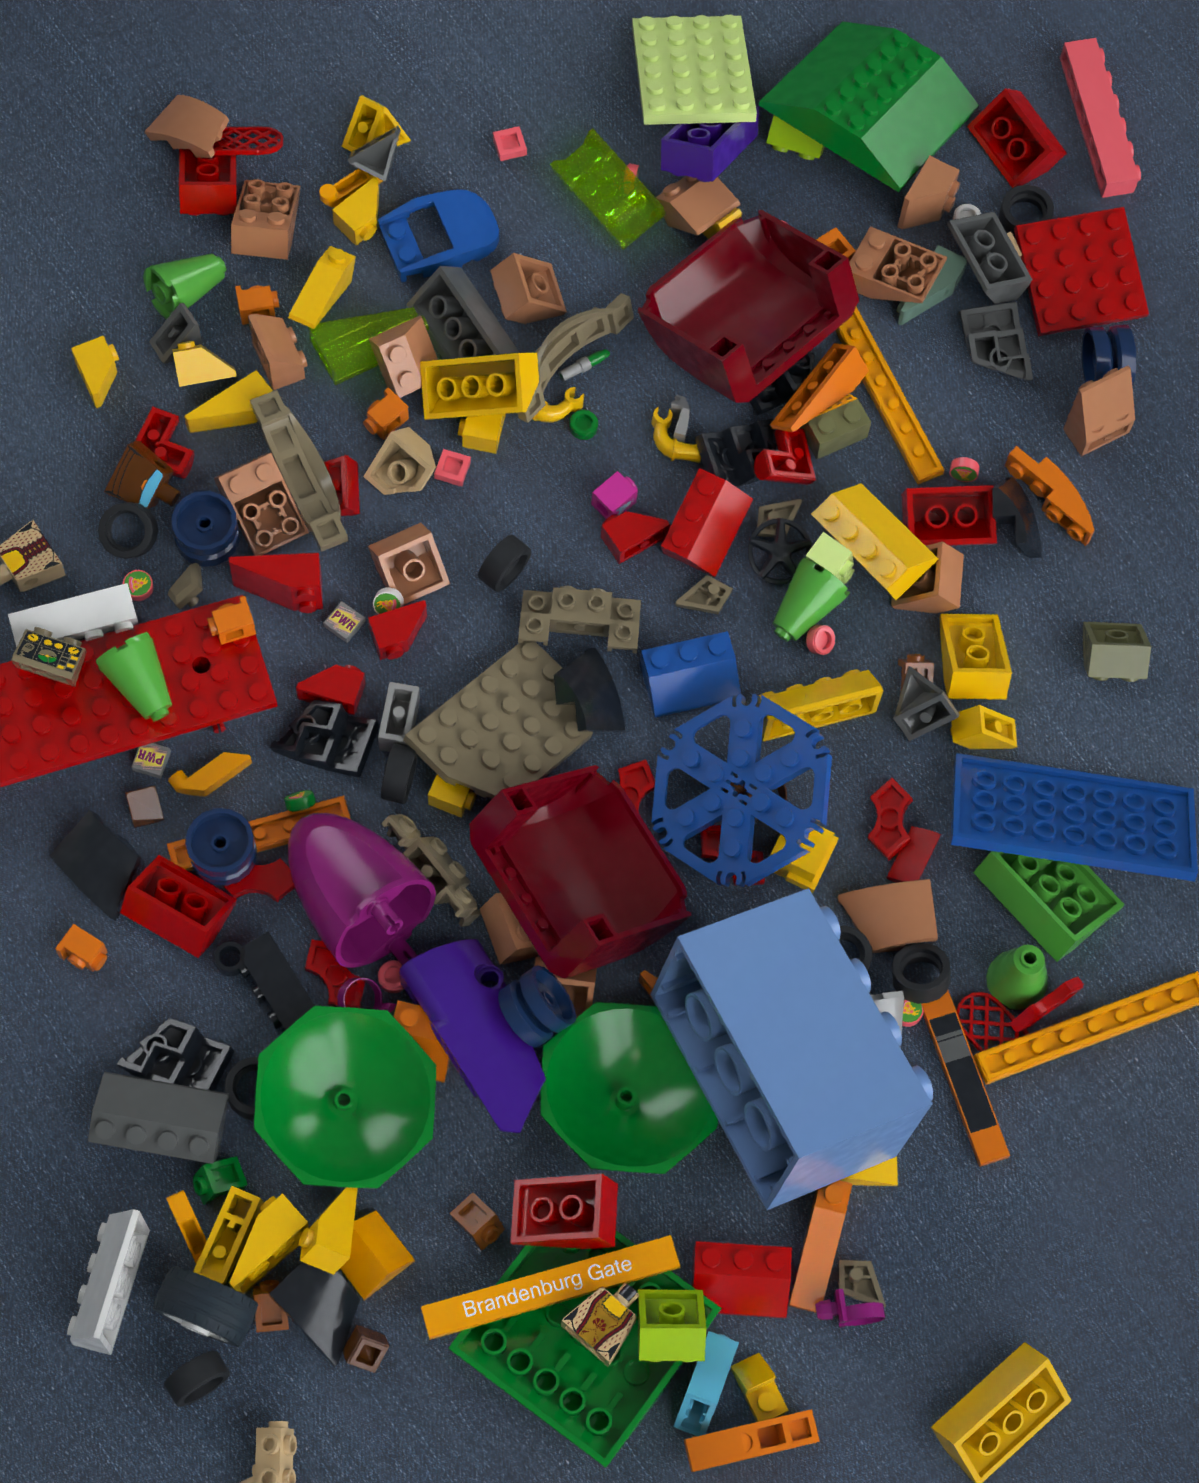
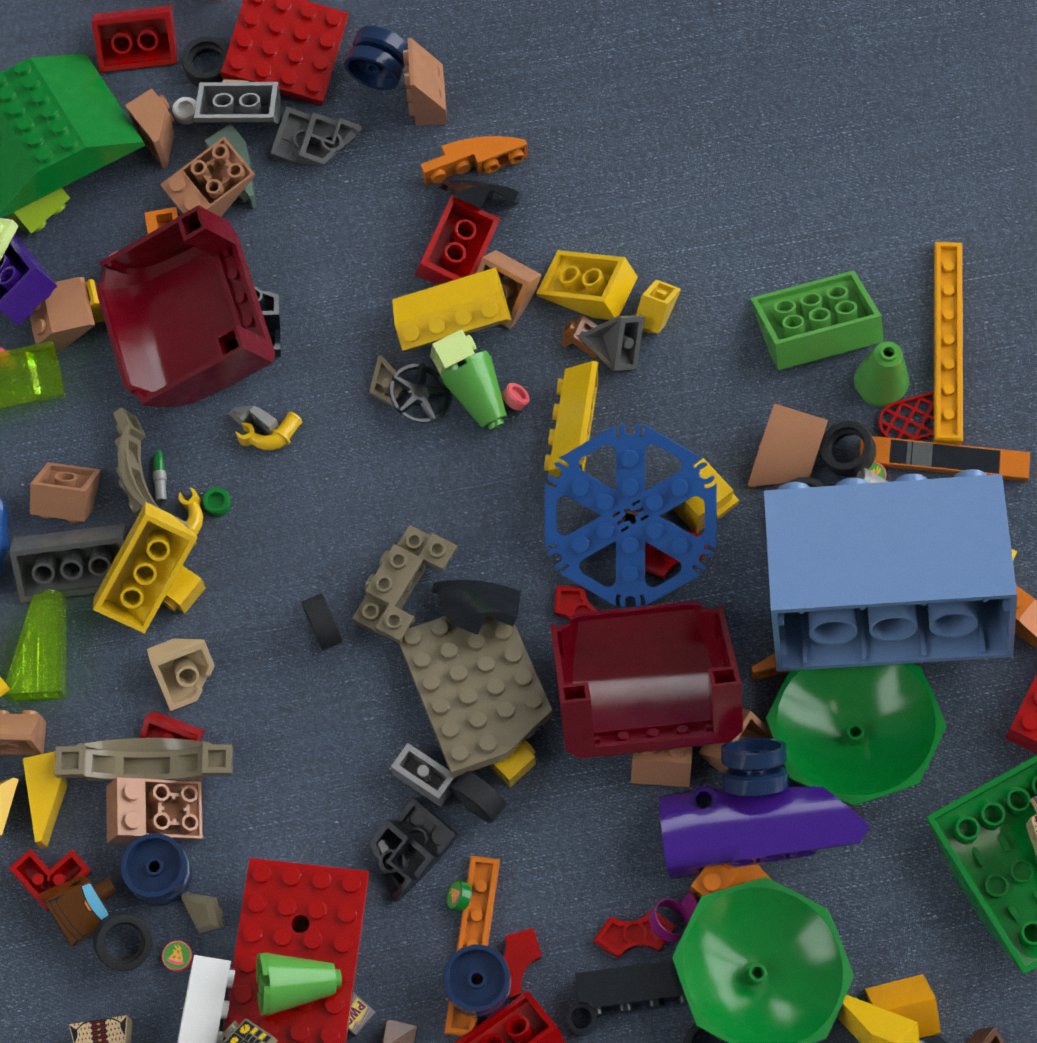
camera: 55 degrees left, 0 degrees up
(211, 775) = (397, 967): light orange piece -> none
(232, 622) = (277, 875): orange brick -> none
(282, 579) = (244, 820): red slope -> none
(334, 685) = (366, 817): red slope -> none
(344, 622) = (304, 786): tile -> none
(357, 889) = (570, 877): magenta windscreen -> none
(386, 415) = (122, 664): orange brick -> none
(387, 599) = (306, 739): tile -> none
(389, 976) = (657, 884): coral tile -> none
(397, 629) = (336, 743): red slope -> none
(400, 355) = (76, 624): nougat slope -> none
(410, 562) = (278, 705): nougat slope -> none
(432, 859) = (581, 804): dark tan bracket -> none
(452, 467) = (203, 627): coral plate -> none
(478, 1221) = (911, 904): dark orange bracket -> none
(549, 1287) = (1006, 865): light orange tile -> none
(565, 1212) = (947, 823): red slope -> none
(614, 495) = (301, 504): dark pink brick -> none
(632, 533) = (342, 506): red slope -> none
(690, 674) = (497, 514): blue slope -> none
(706, 523) = (365, 439): red slope -> none
(706, 596) = (429, 471): dark tan piece -> none
(733, 451) = (312, 386): black slope -> none
(789, 463) = (341, 346): red brick -> none
(828, 383) = (290, 291): orange slope -> none
(837, 427) = (319, 299): olive slope -> none
(889, 832) = (711, 419): red tile -> none
(891, 402) = (324, 245): light orange tile -> none
(914, 856) = (742, 410): red slope -> none
(964, 469) = (417, 215): tile -> none
(1047, 1004) = (917, 364): red tile -> none
(1074, 817) = (769, 270): blue plate -> none
(1115, 651) = (635, 174): olive slope -> none

